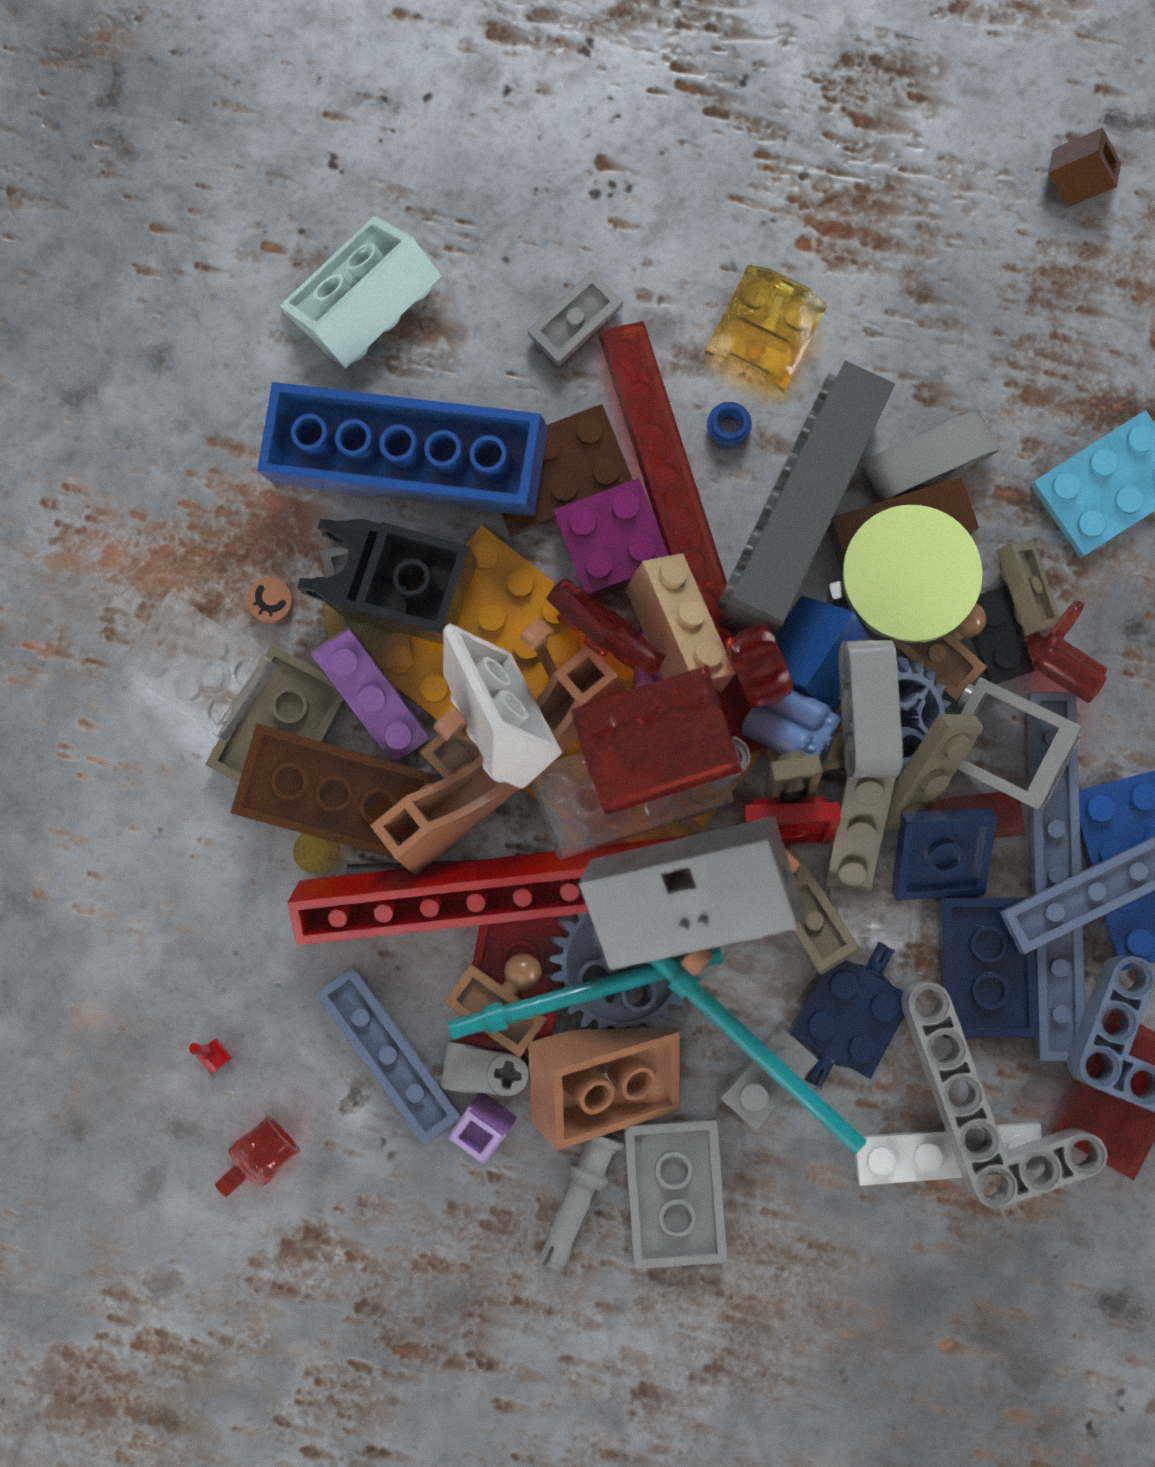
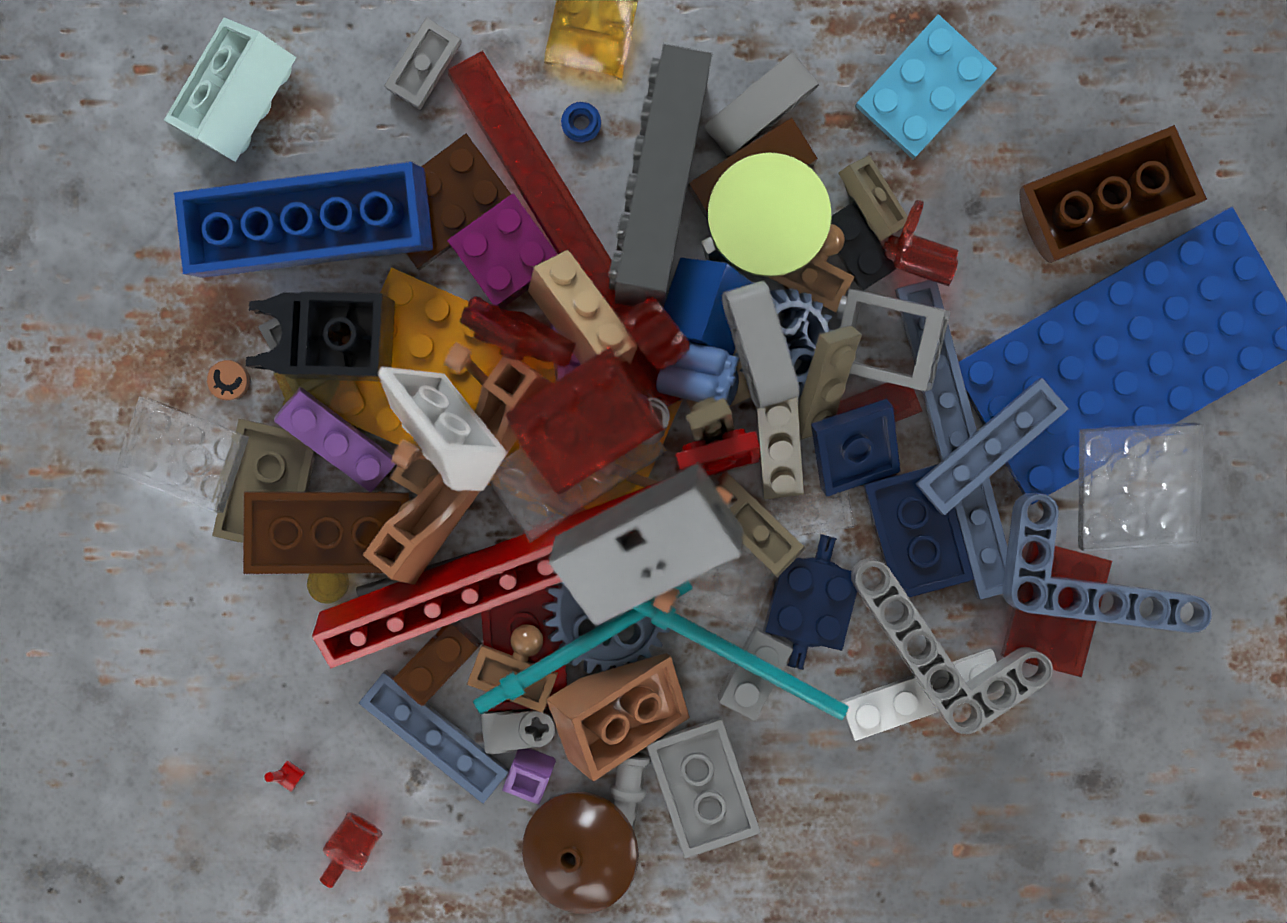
camera: 15 degrees left, 5 degrees up
(415, 970) = (437, 661): none -> reddish brown brick
(545, 1224) = (597, 838): none -> reddish brown dish

